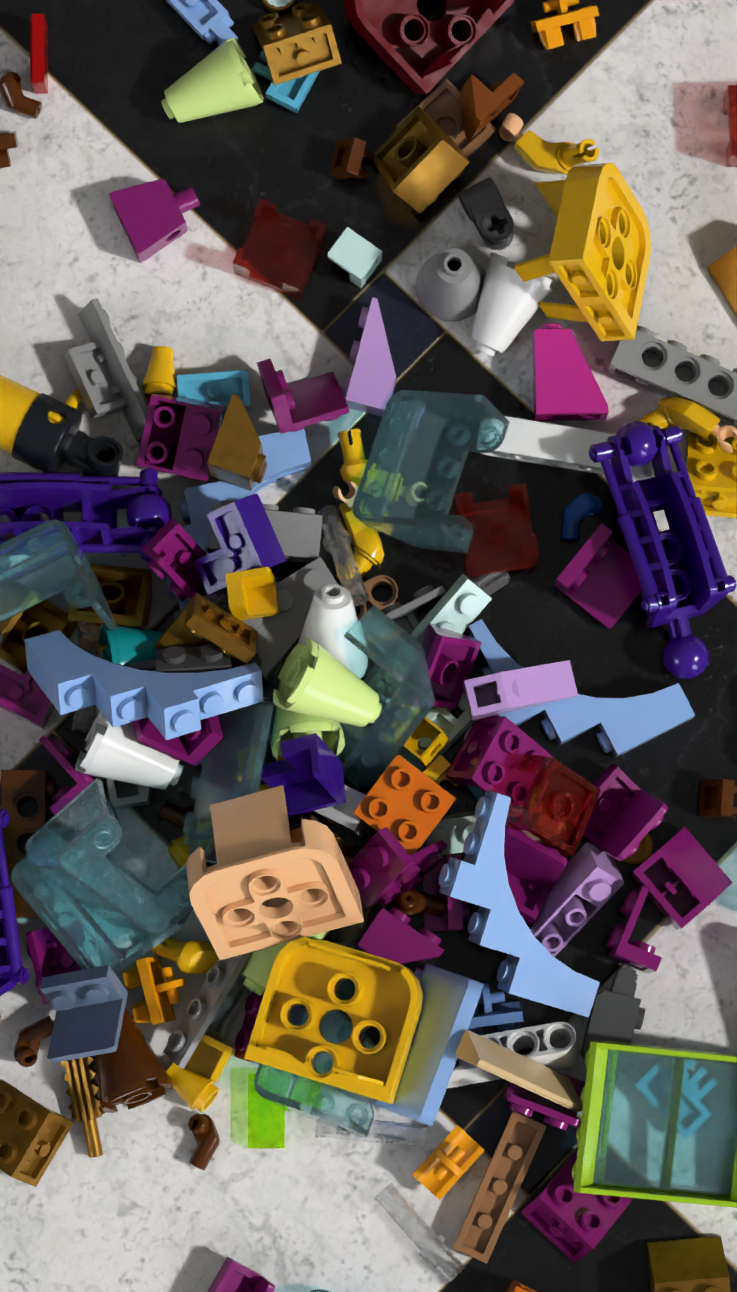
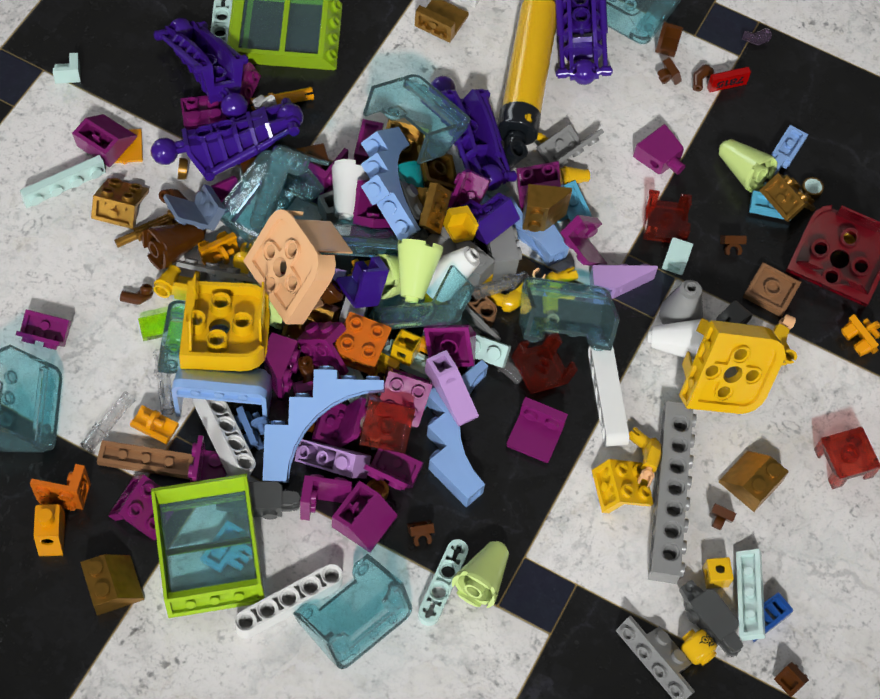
camera: 70 degrees right, 20 degrees down
(419, 160) = (746, 275): pearl gold slope -> none
(484, 104) = (792, 301): dark orange slope -> none
(518, 1070) = (218, 433): tan slope -> none
(562, 378) = (648, 381): dark pink slope -> none
(574, 512) = (571, 409): blue arm -> none
(690, 572) = (622, 421): dark purple piece -> none

